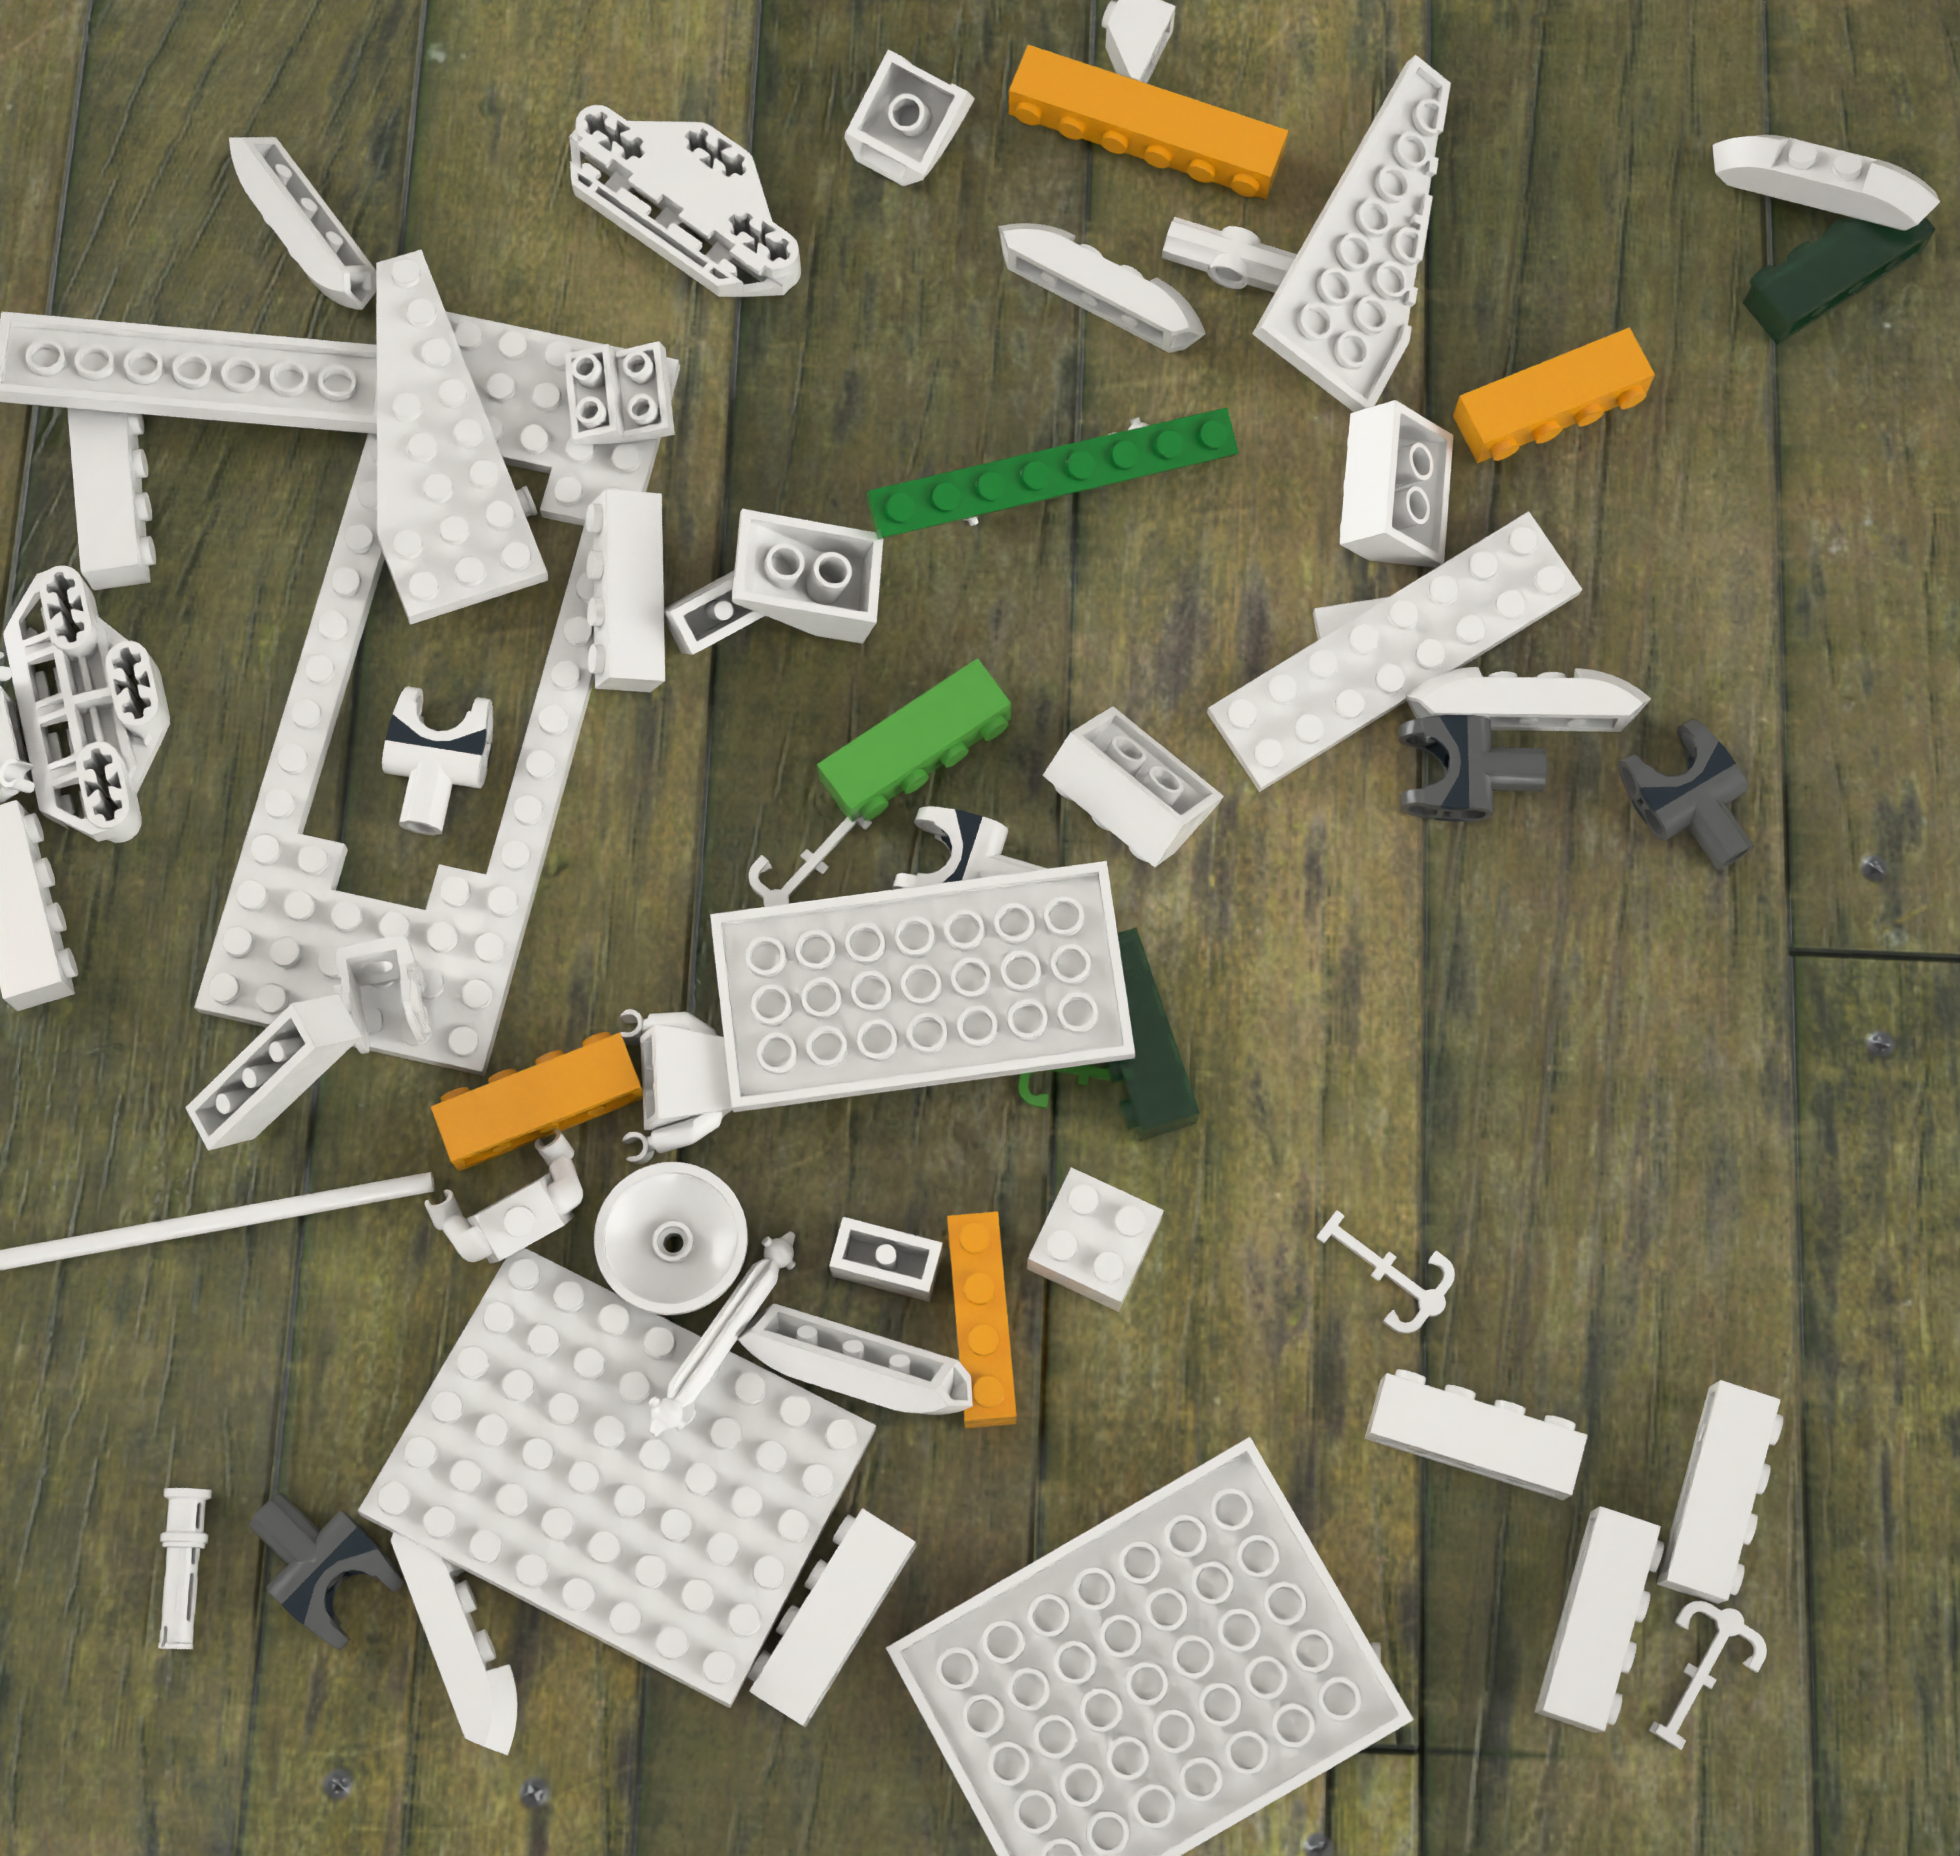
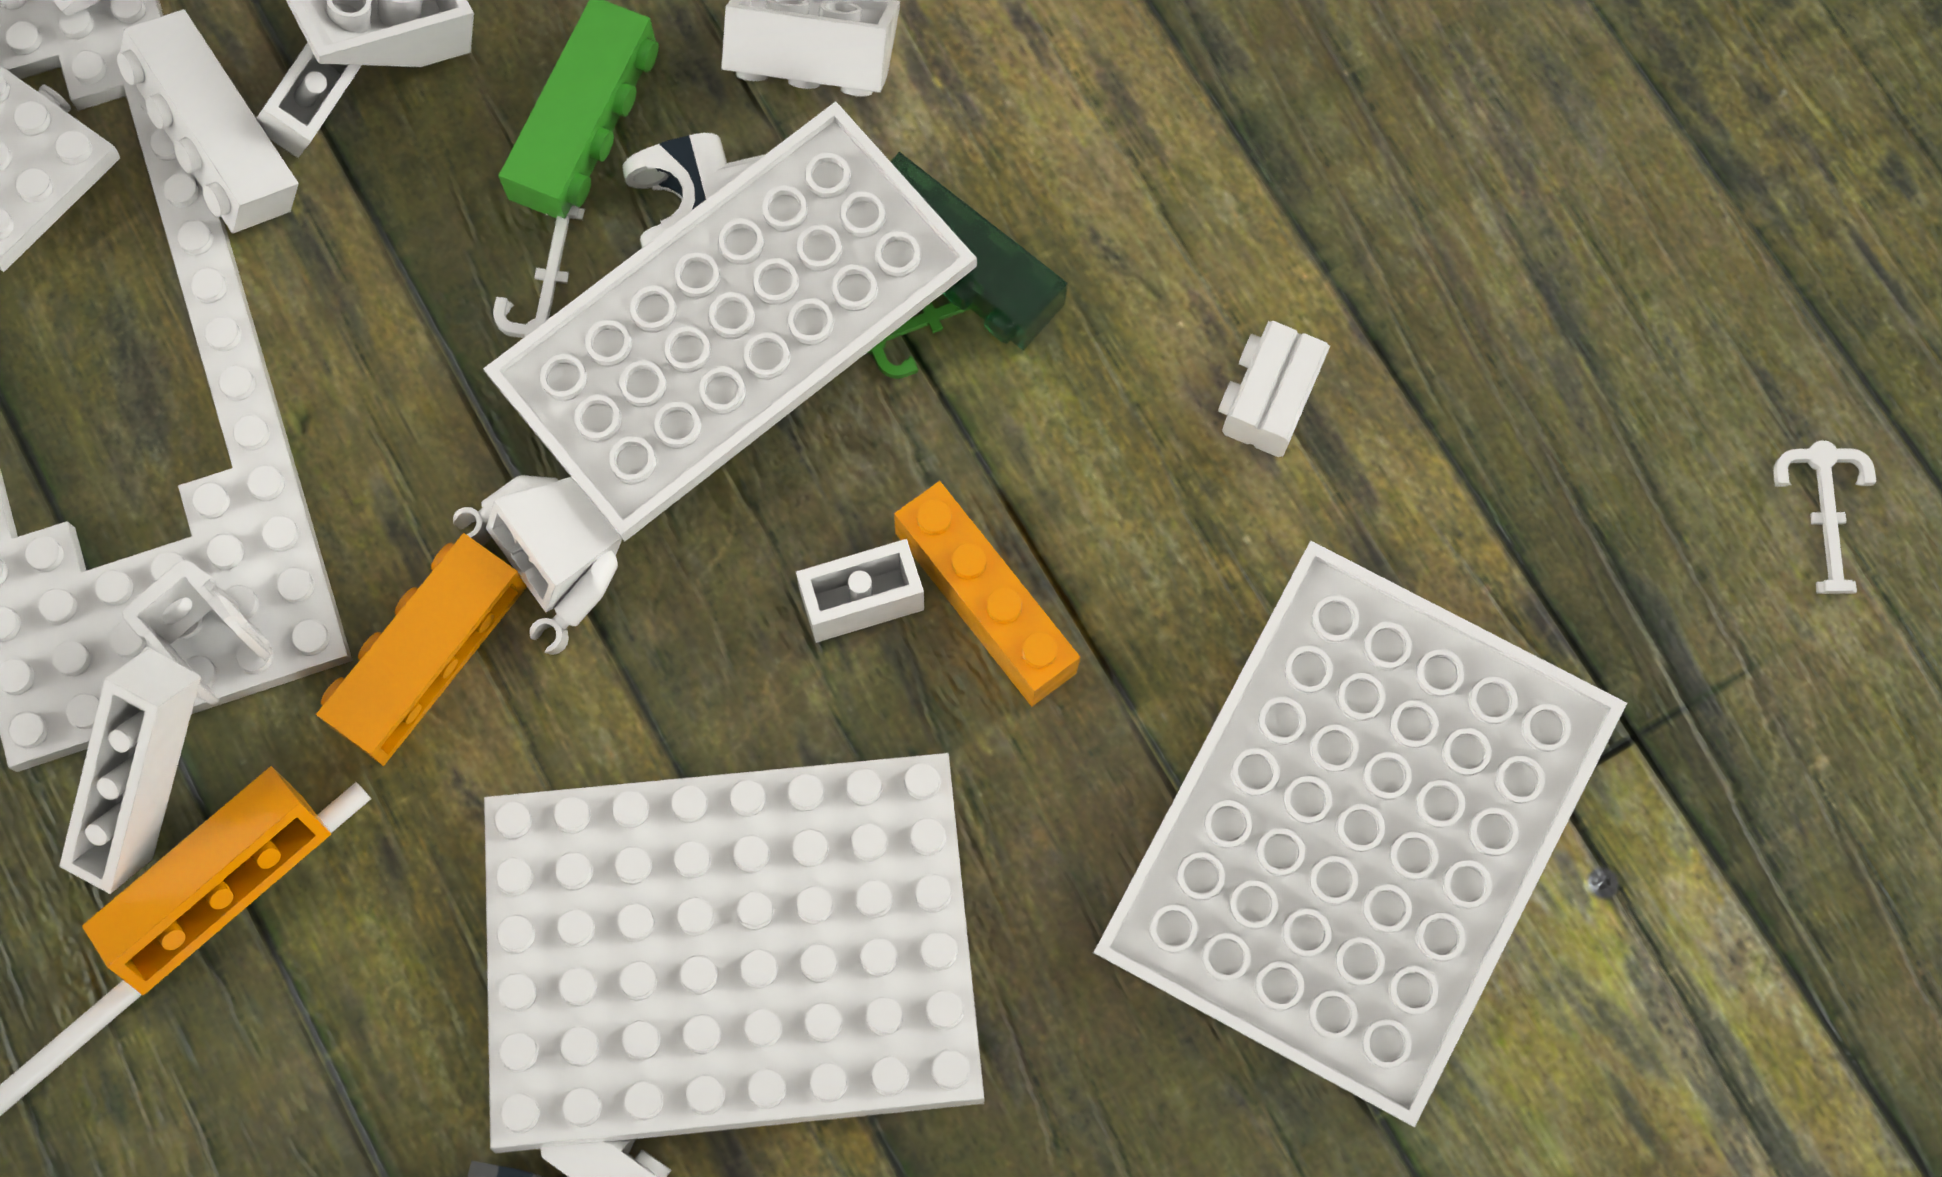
camera: 35 degrees left, 0 degrees up
(281, 1182) = (205, 881): none -> light orange brick
(435, 758) = (111, 389): white connector -> none
(519, 1216) = (471, 769): white torso -> none
(662, 1204) = (632, 659): white dish -> none
(722, 1334) = (746, 758): white wheel -> none
(832, 1617) = (1024, 957): white brick -> none
(857, 1362) = (896, 702): white brick -> none
(1094, 1239) = (1044, 457): white brick -> none
(1312, 1294) = (1274, 387): none -> white brick
(1430, 1302) = (1378, 336): white piece -> none
(1476, 1435) = (1501, 424): white brick -> none
(1599, 1620) = (1716, 520): white brick -> none
(1720, 1492) = (1743, 345): white brick -> none

